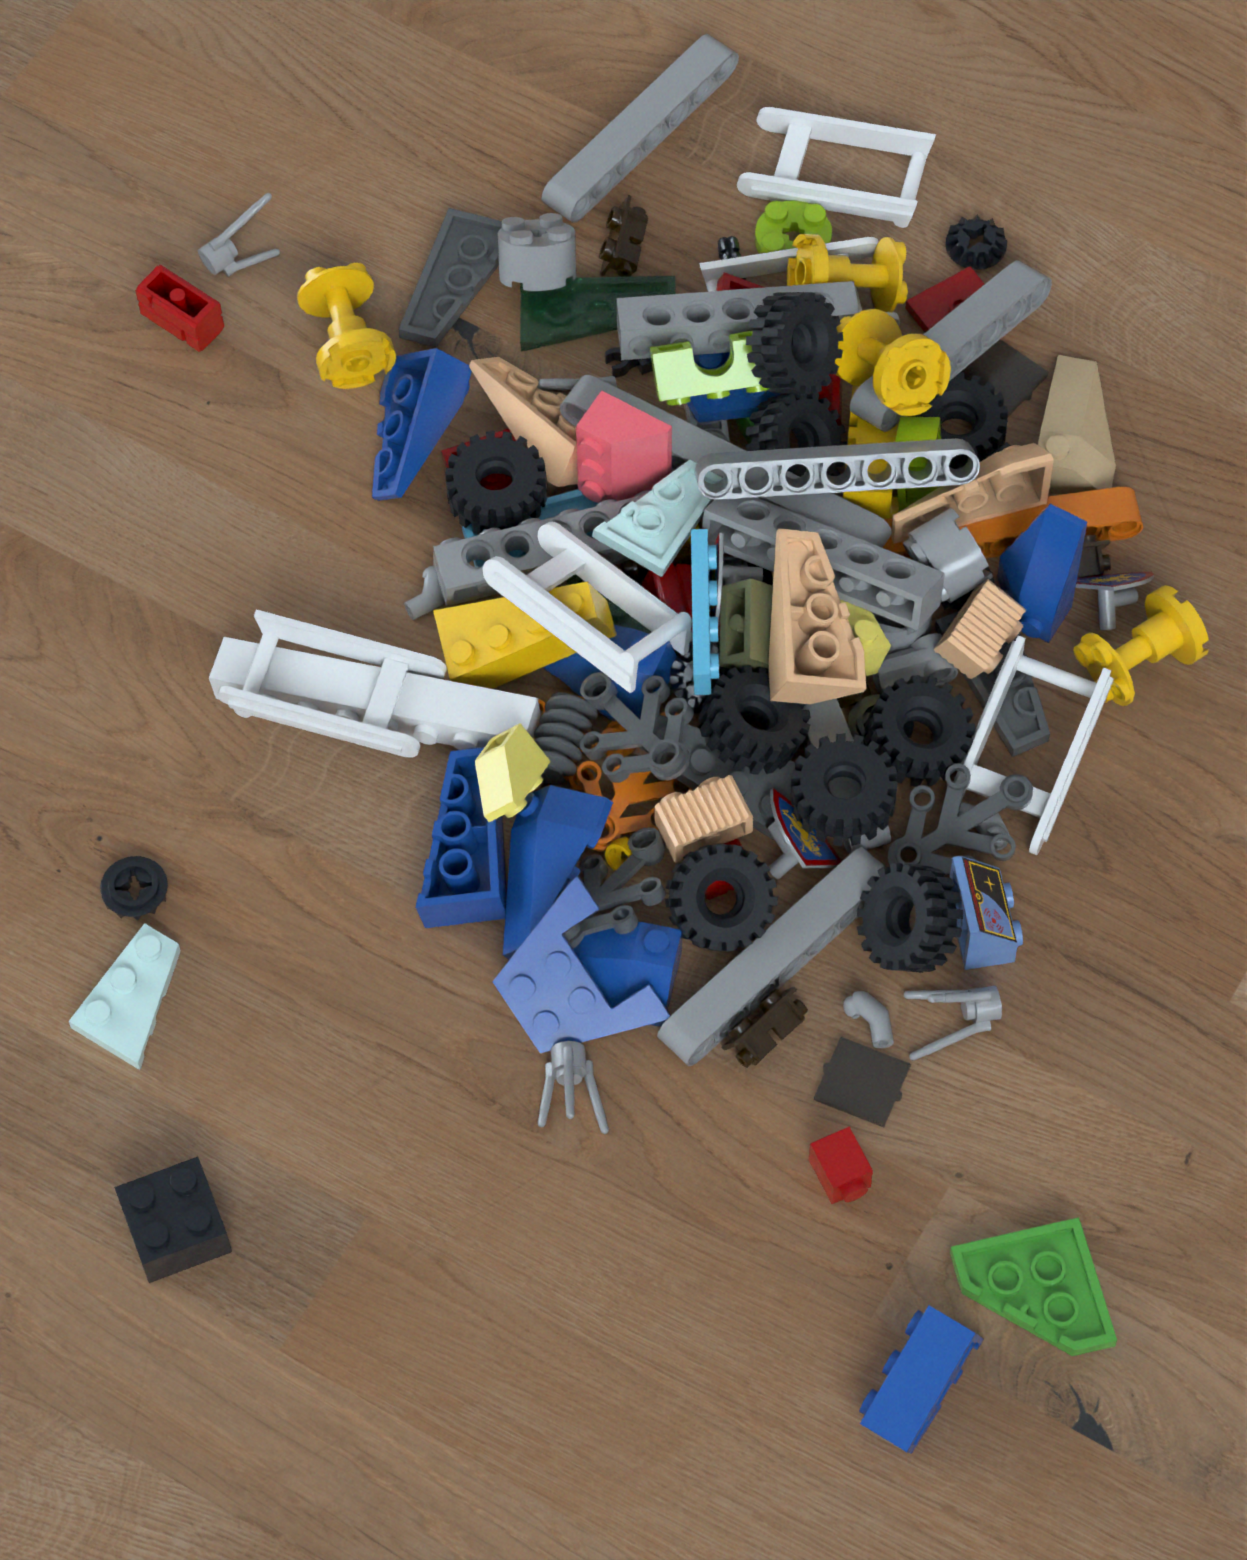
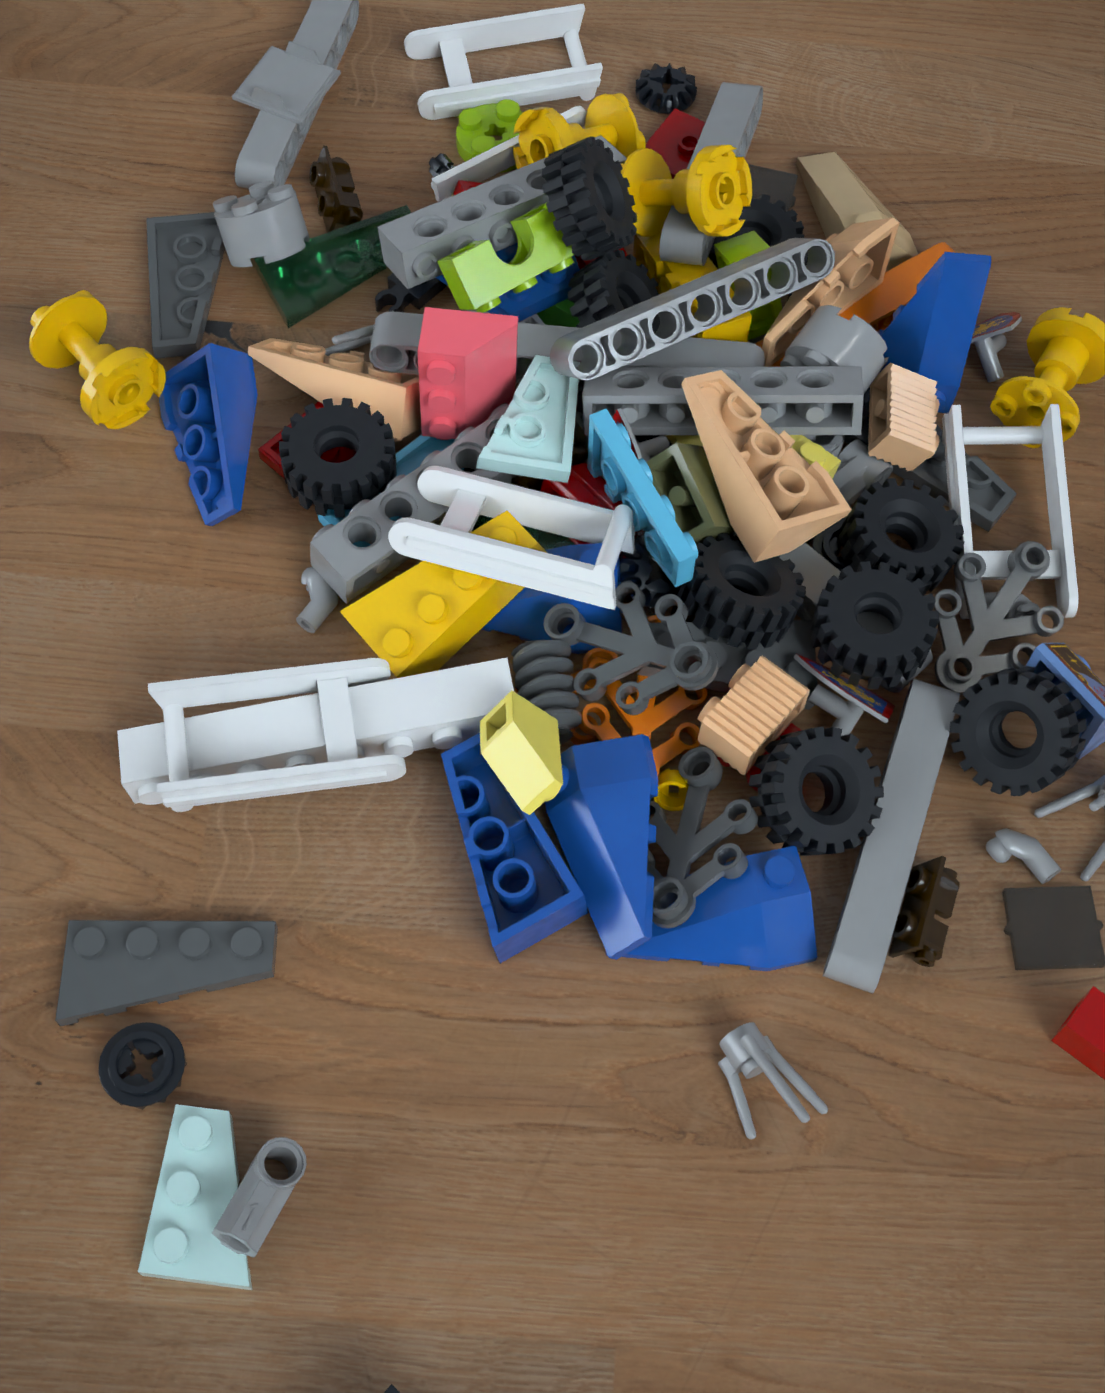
camera: 30 degrees left, 0 degrees up
(171, 1007) = (260, 1198): none -> light grey piece
(172, 817) = (141, 962): none -> dark grey wing
(554, 990) = (695, 975): wing -> none
(626, 123) = (287, 83): none -> light grey piece

